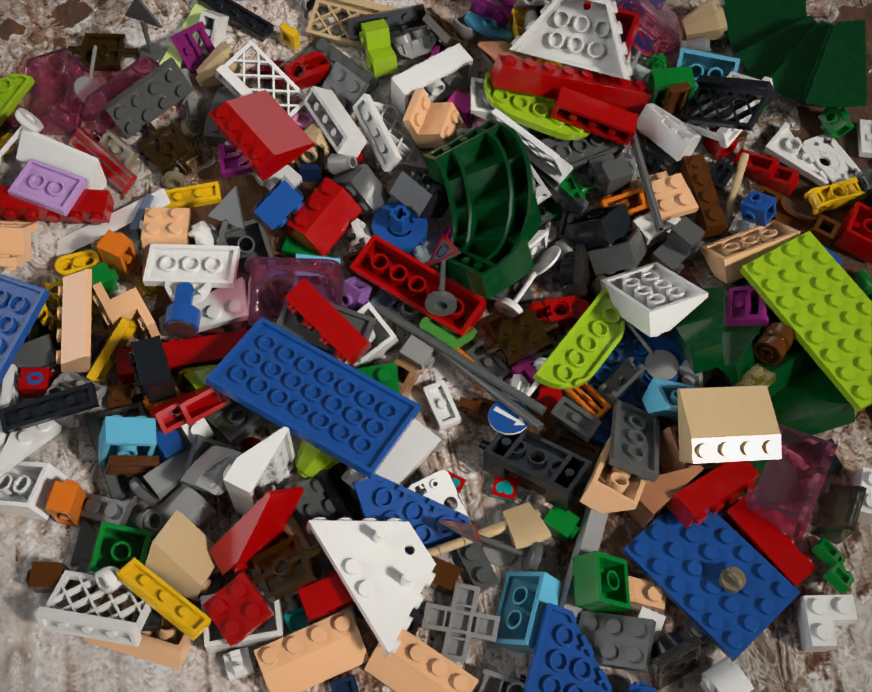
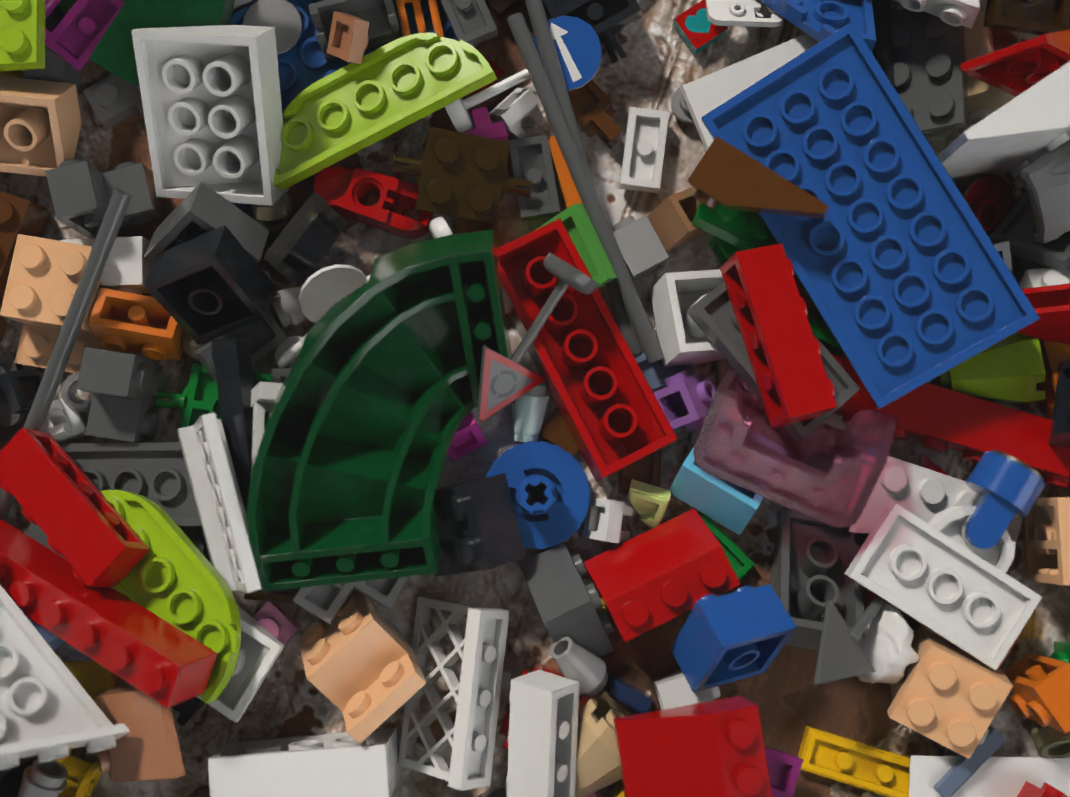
camera: 145 degrees left, 20 degrees up
(345, 250) = (649, 502): none -> yellowish green tile
(378, 376) = (744, 184): none -> reddish brown slope
(462, 104) = (285, 690): dark pink brick -> none
(616, 362) = (348, 37): none -> nougat plate

